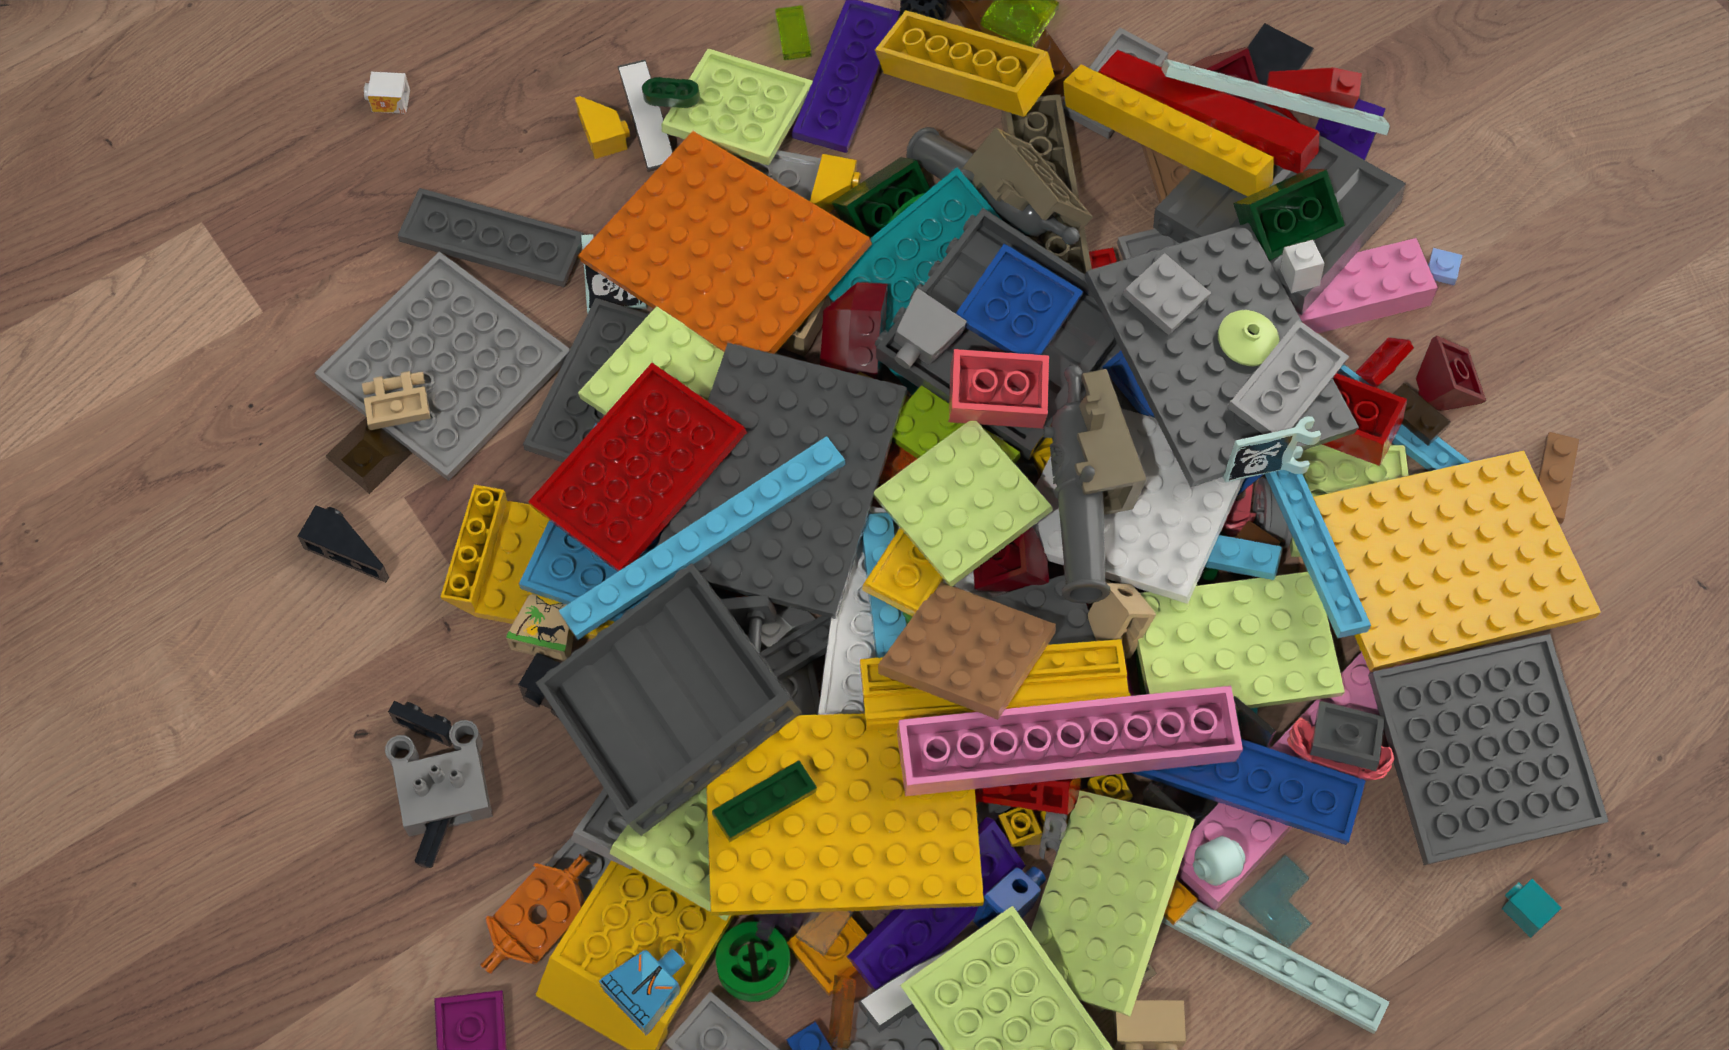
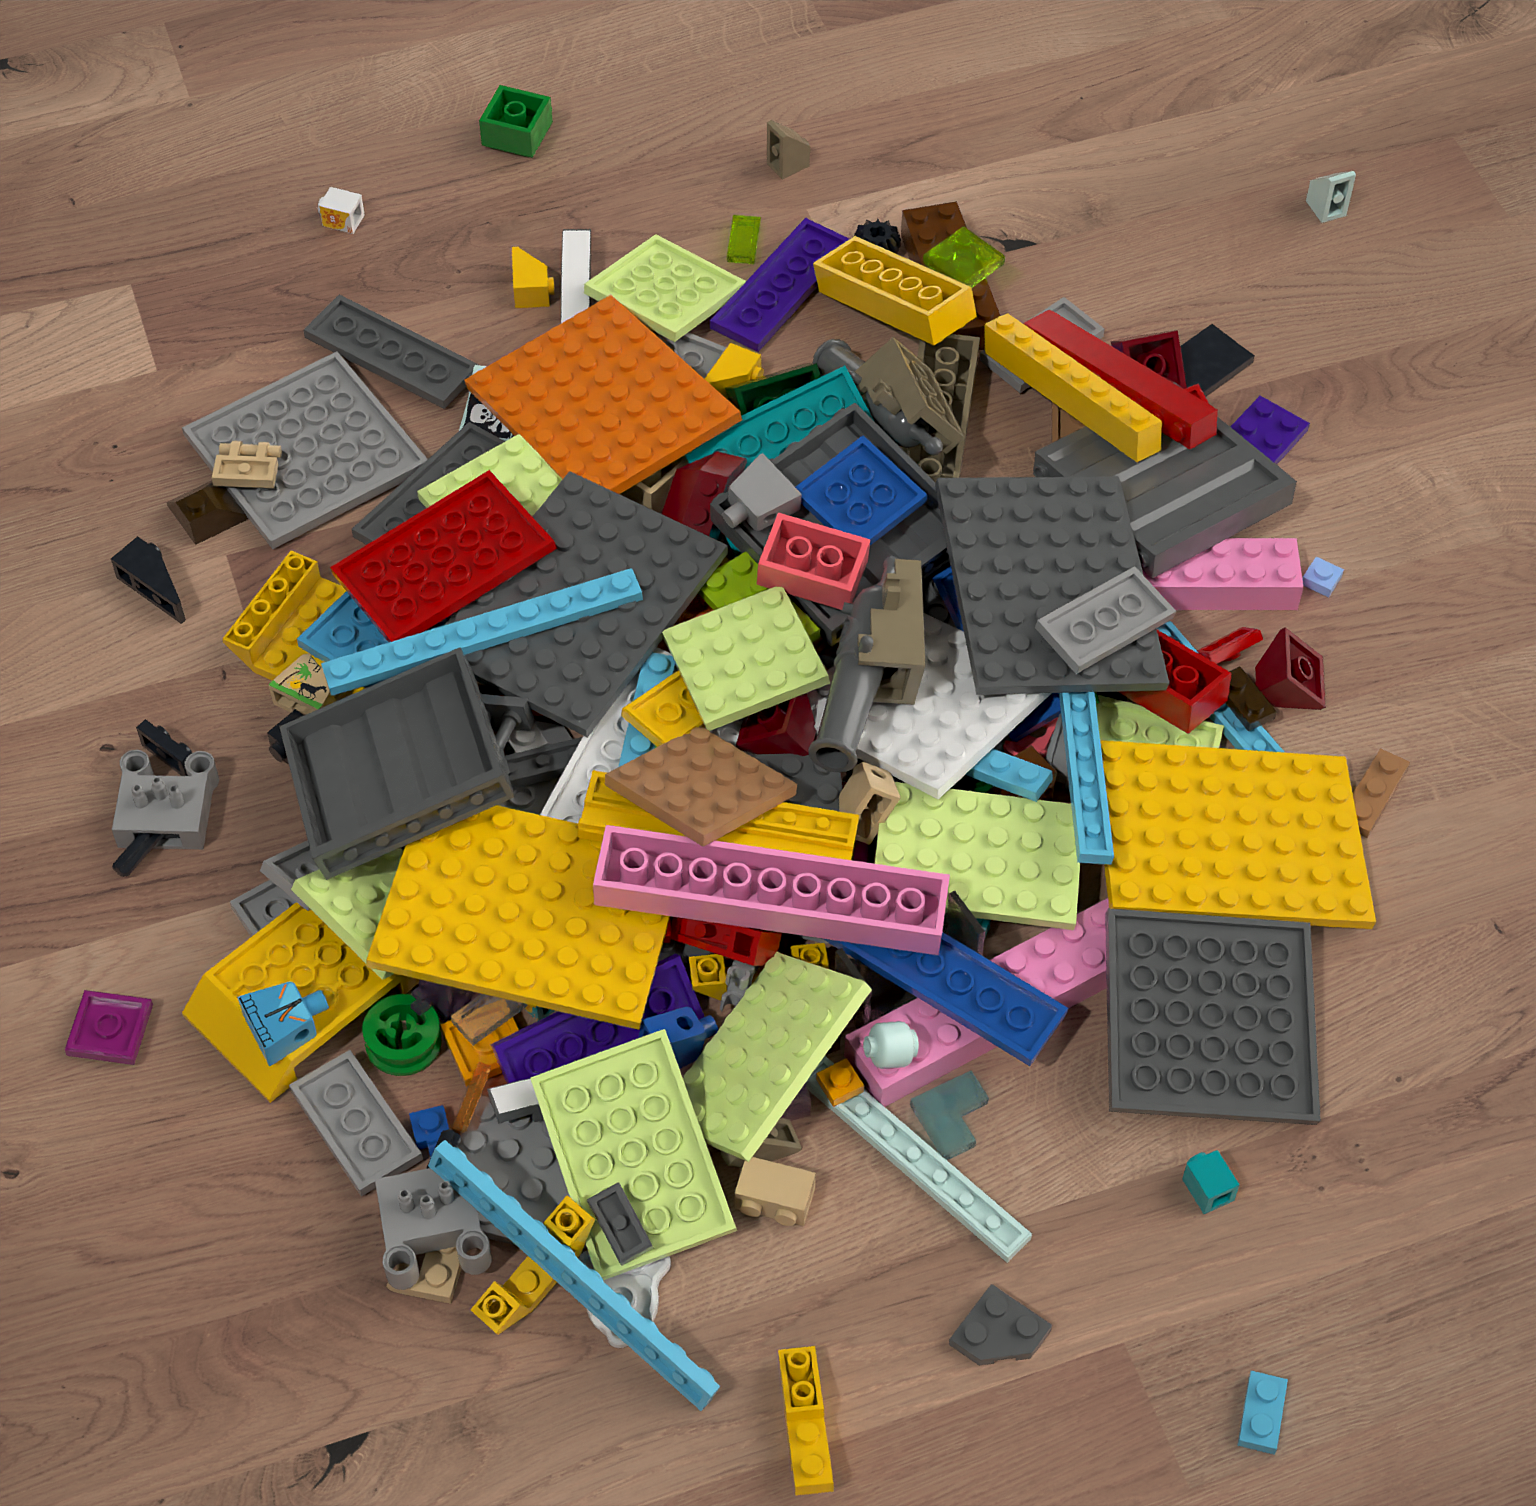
camera: 15 degrees right, 10 degrees down
(512, 926) = (184, 951): orange plate -> none
(671, 92) = (602, 258): dark green plate -> none
(764, 801) = (452, 871): dark green plate -> none
(1166, 294) = (1009, 514): light grey plate -> none
(1243, 346) = (1078, 571): yellowish green dish -> none
(1271, 452) = (1063, 676): flag -> none
(1275, 96) = (1192, 380): light aqua tile -> none
(1291, 211) = (1167, 478): dark green slope -> none
(1301, 741) = (1020, 962): coral piece -> none
(1302, 266) = (1158, 524): white brick -> none
(1324, 84) = (1241, 386): red slope -> none
(1347, 735) = (1062, 961): dark grey plate -> none

